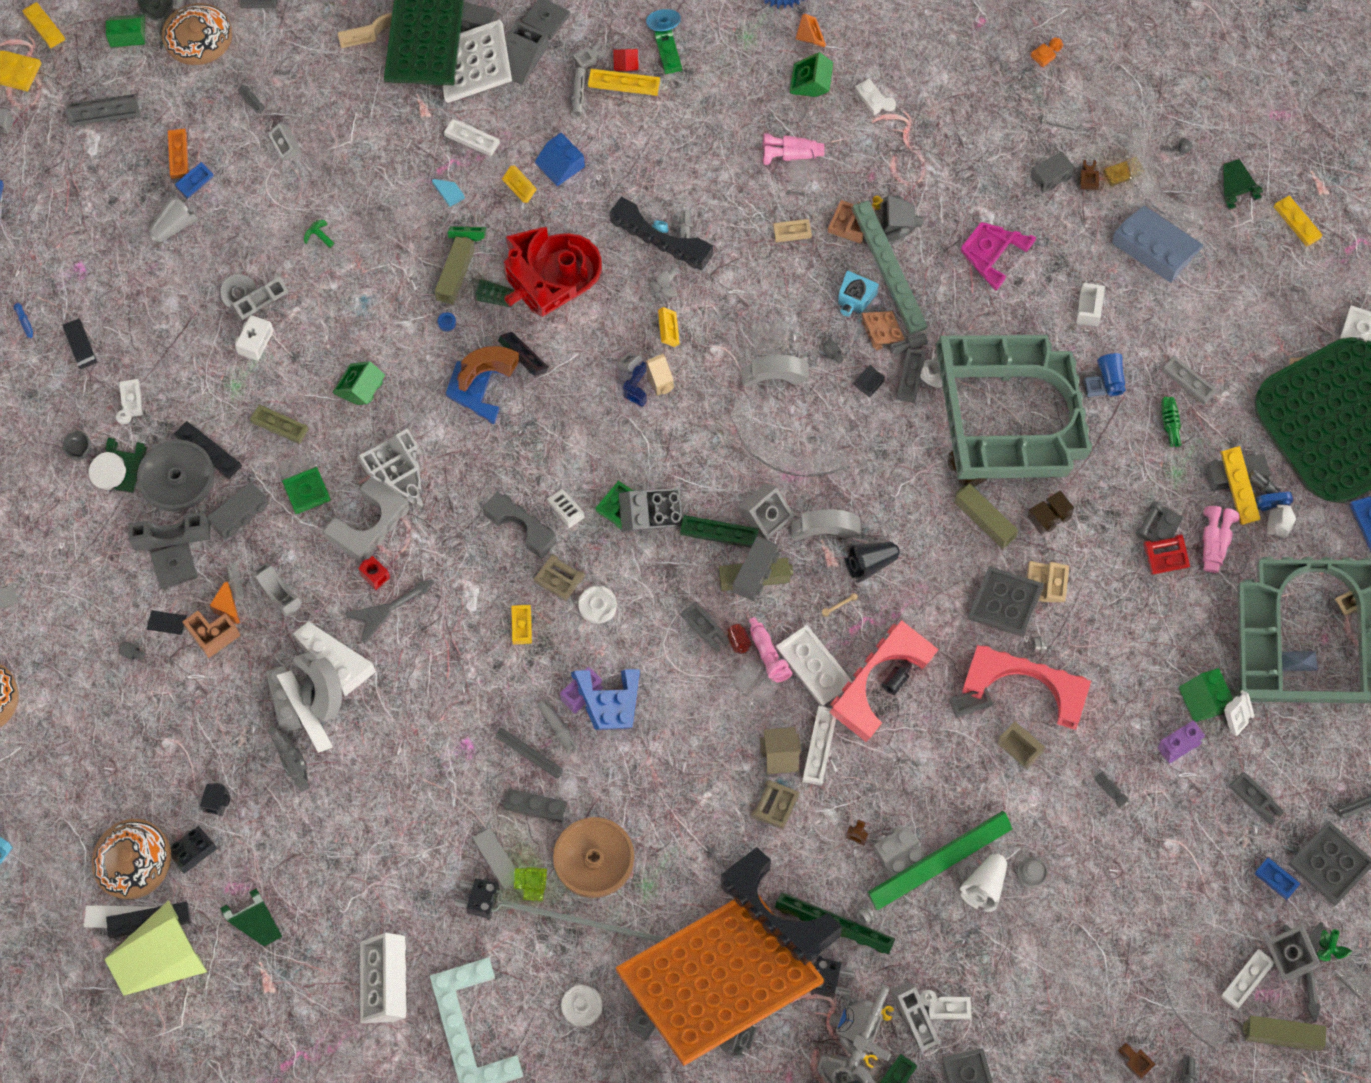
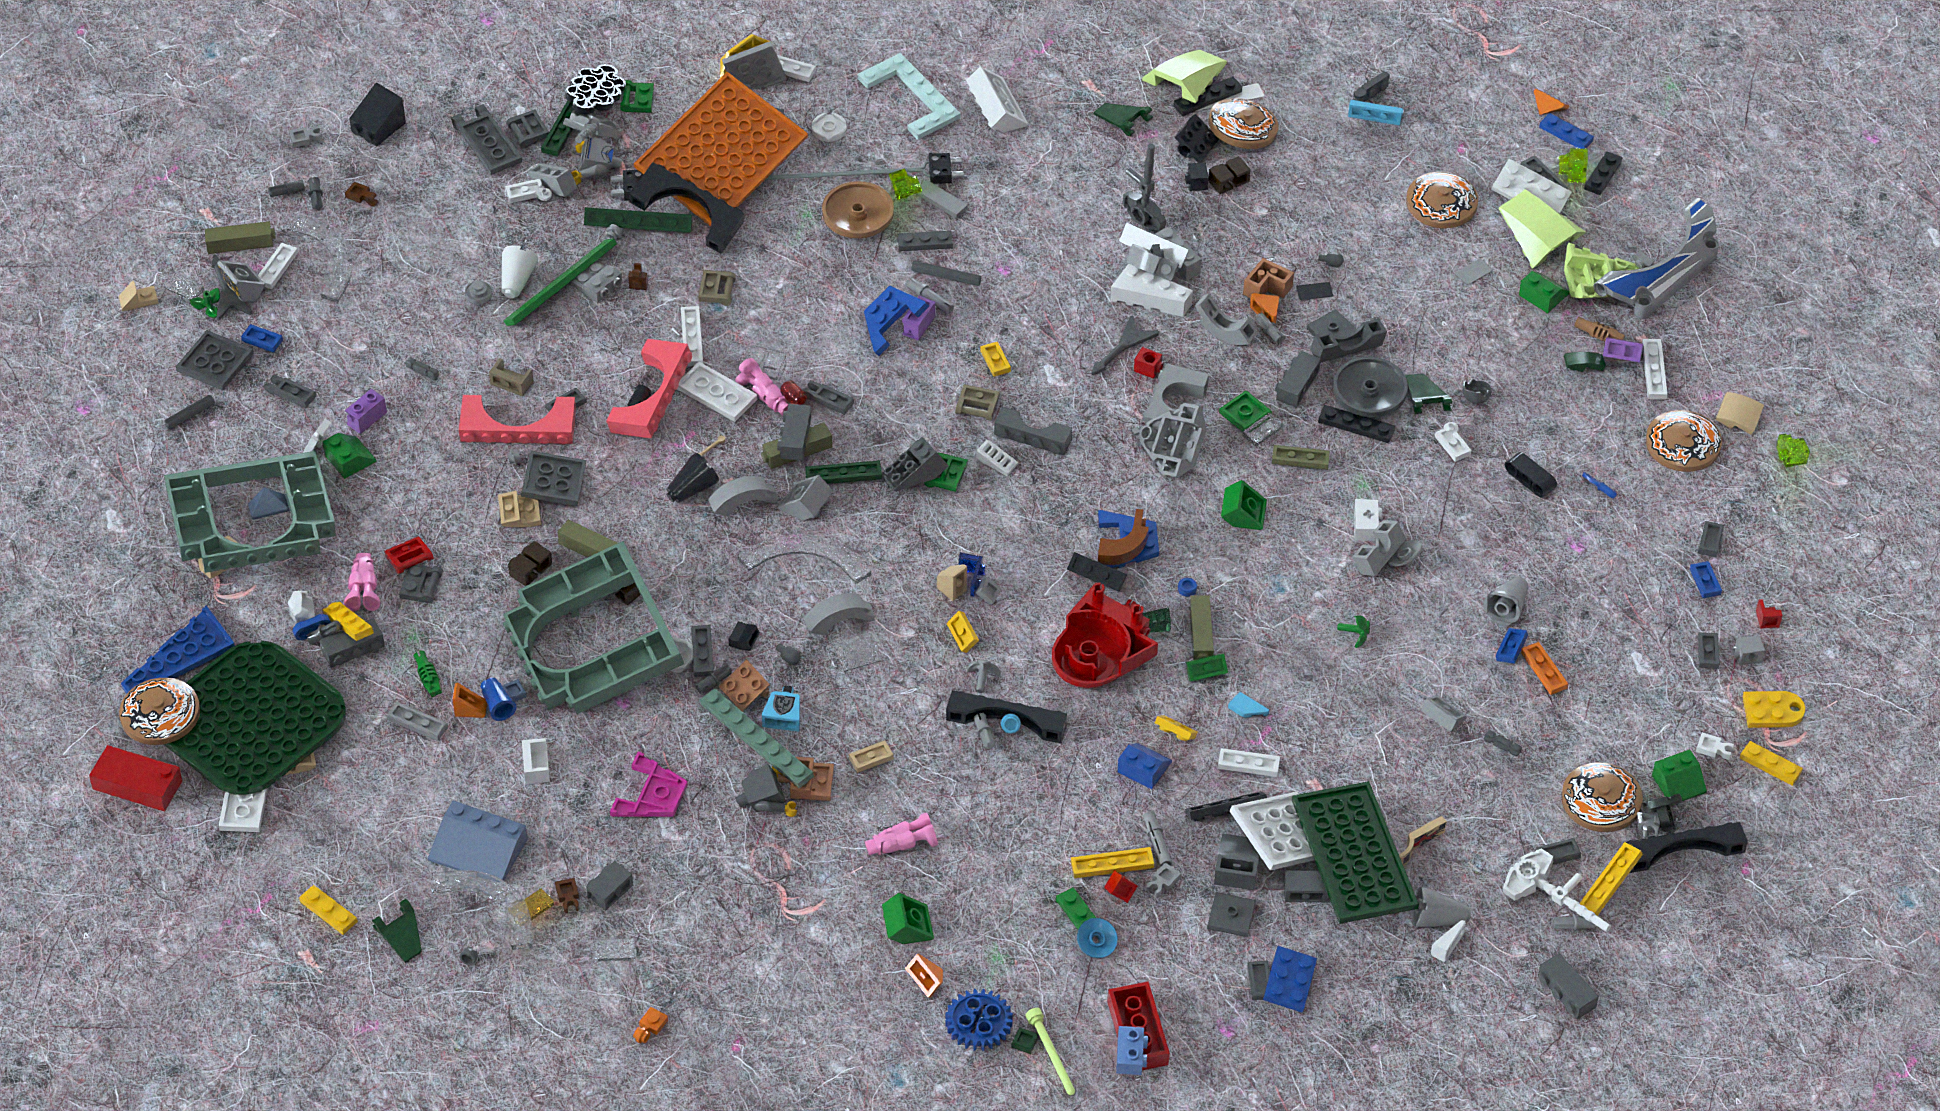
camera: 160 degrees right, 15 degrees down
(31, 131) = (1708, 650): none -> dark grey plate
(82, 48) = (1711, 745): none -> white plate
(103, 109) = (1646, 687): dark grey fence -> none
(107, 471) = (1437, 379): white tile -> none
(170, 792) = (1233, 170): none -> dark brown piece
(508, 103) = (1219, 807): none -> black plate
(597, 604) = (934, 394): white tile -> none
(781, 750) = (724, 319): dark tan plate -> none
(873, 98) = (831, 921): white hinge -> none
(1140, 378) = (468, 703): none -> orange slope

